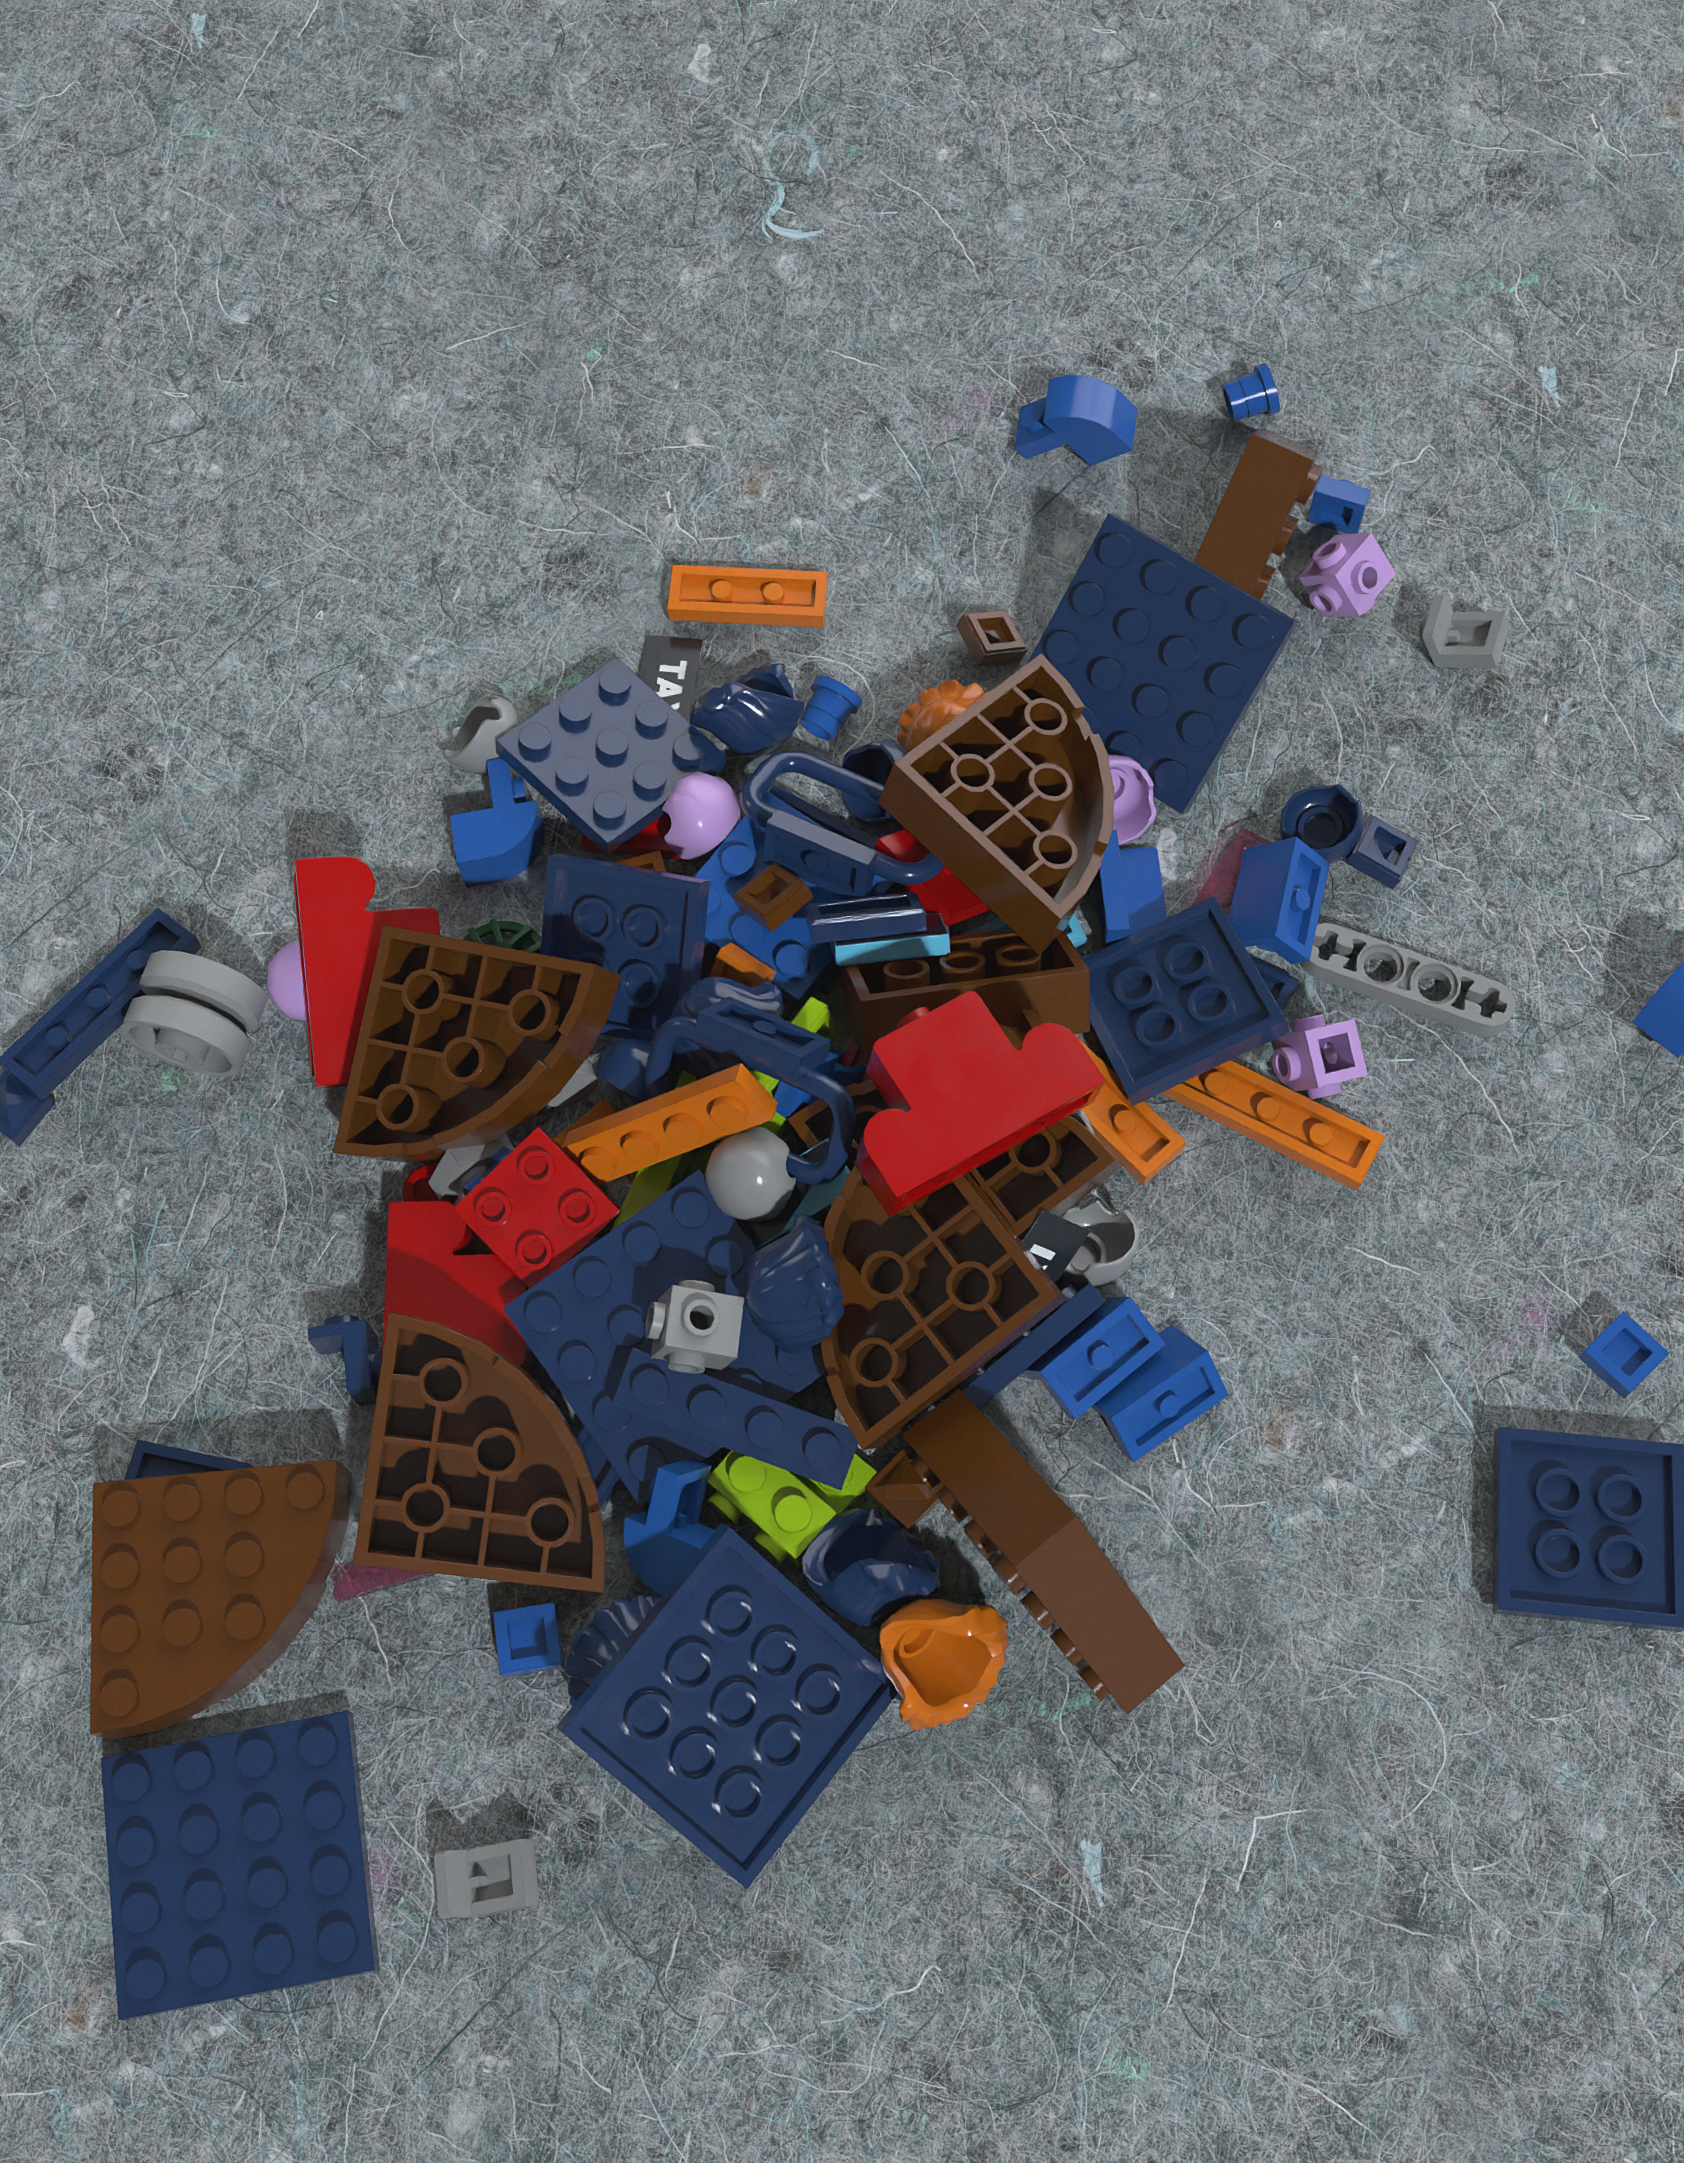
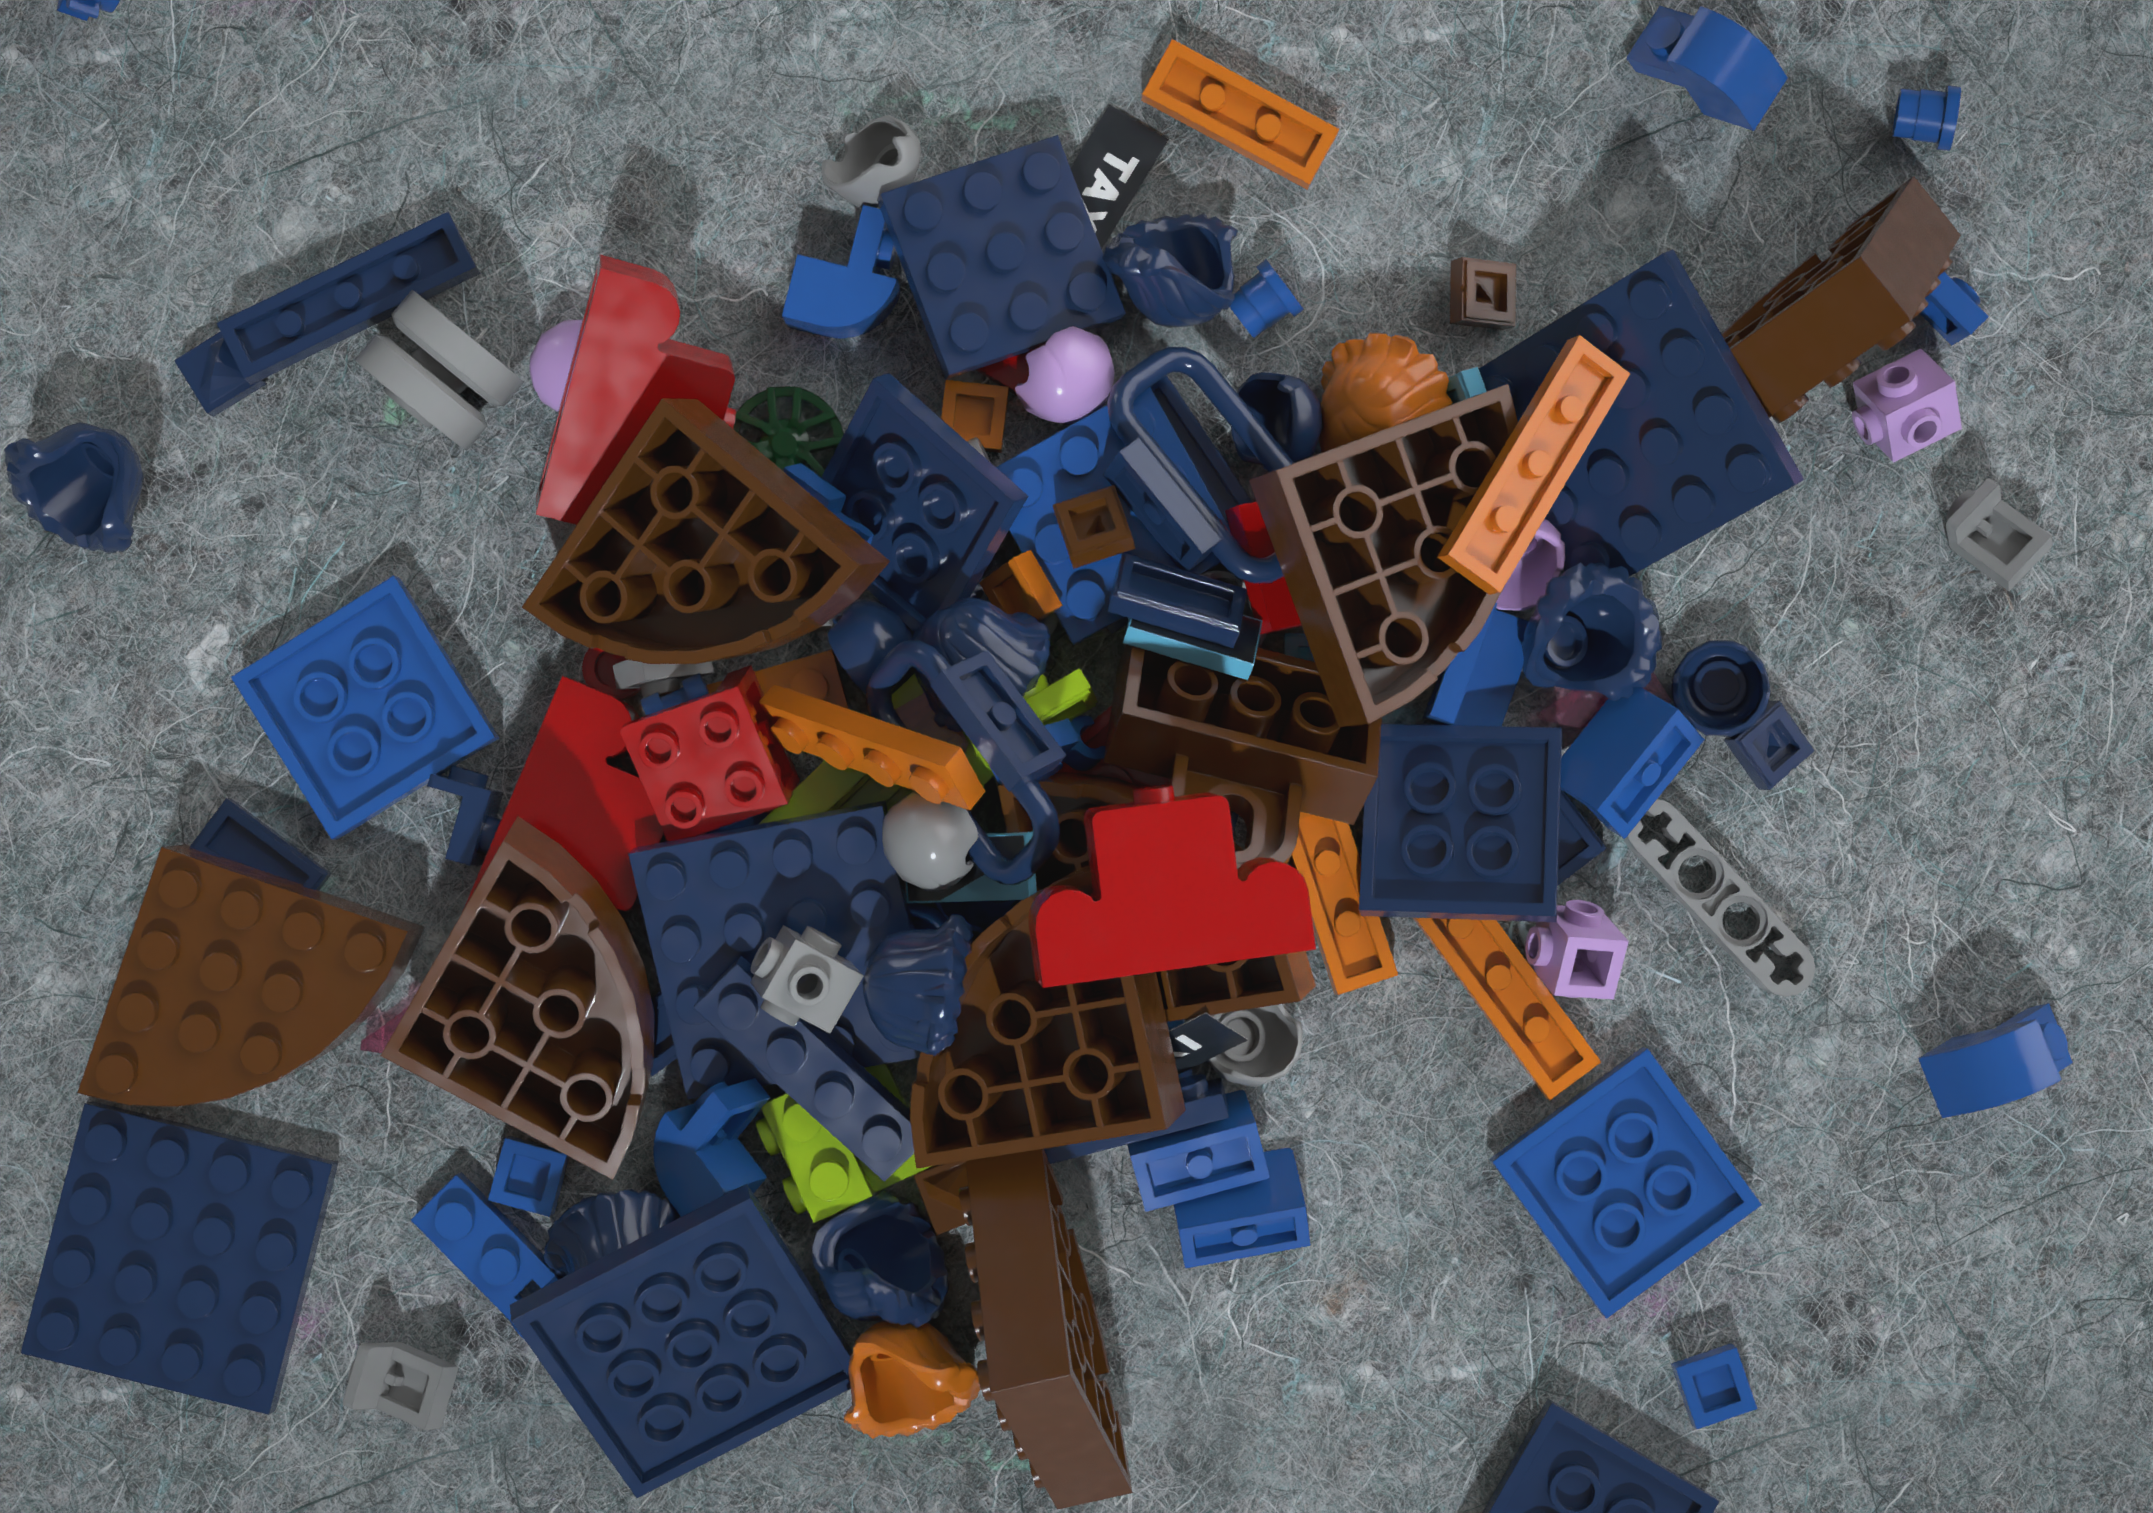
camera: 20 degrees right, 20 degrees up
(231, 1311) = (365, 707): none -> blue plate
(516, 1728) = (483, 1243): none -> blue plate
(1090, 694) = (1534, 465): none -> orange plate
(1200, 820) = (1592, 633): none -> dark blue hair
(1458, 1225) = (1625, 1182): none -> blue plate

